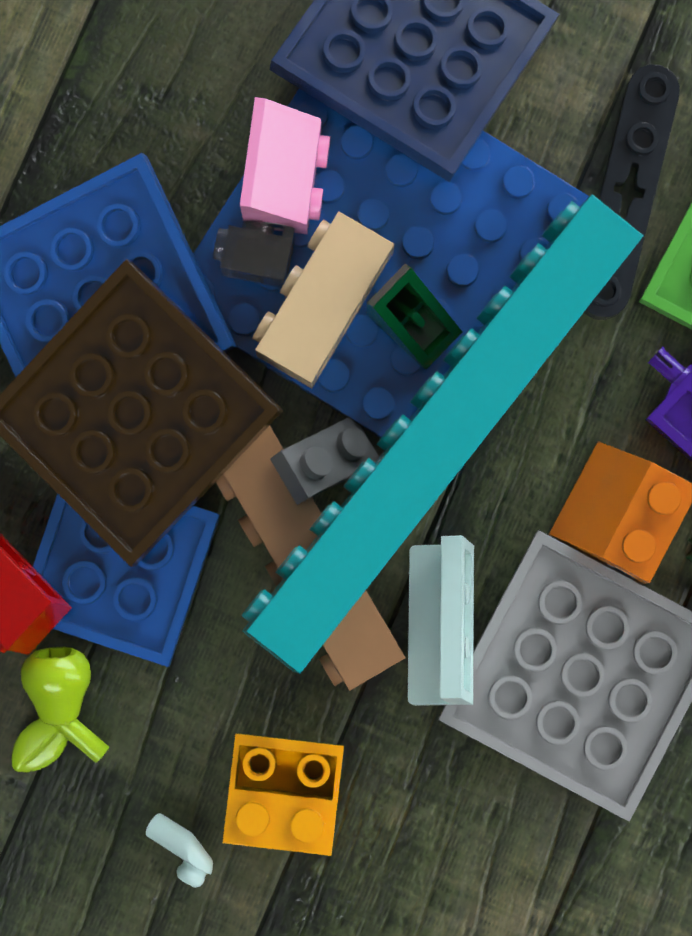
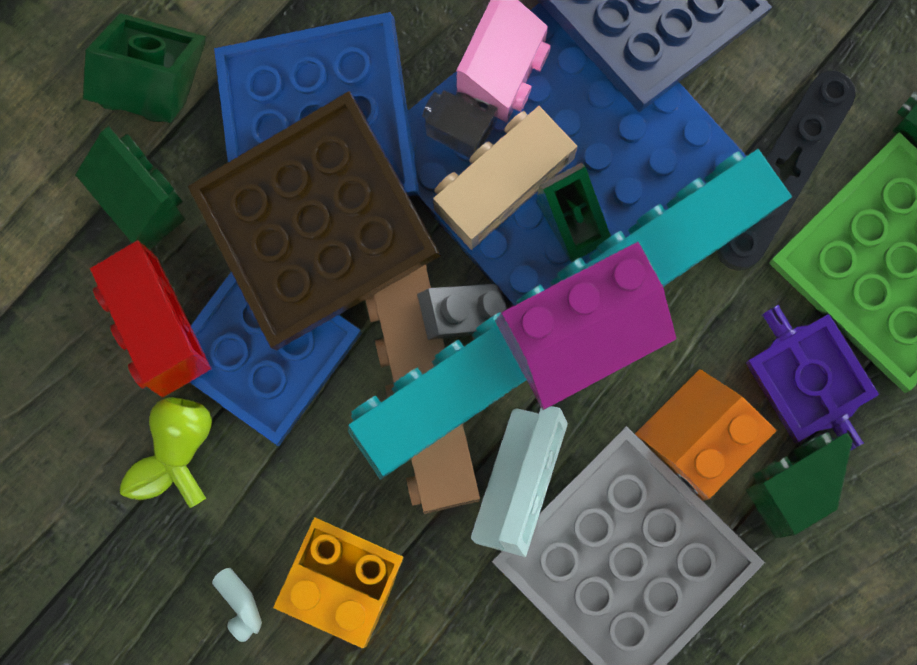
camera: 20 degrees right, 5 degrees down
(468, 447) = (588, 325): none -> magenta slope

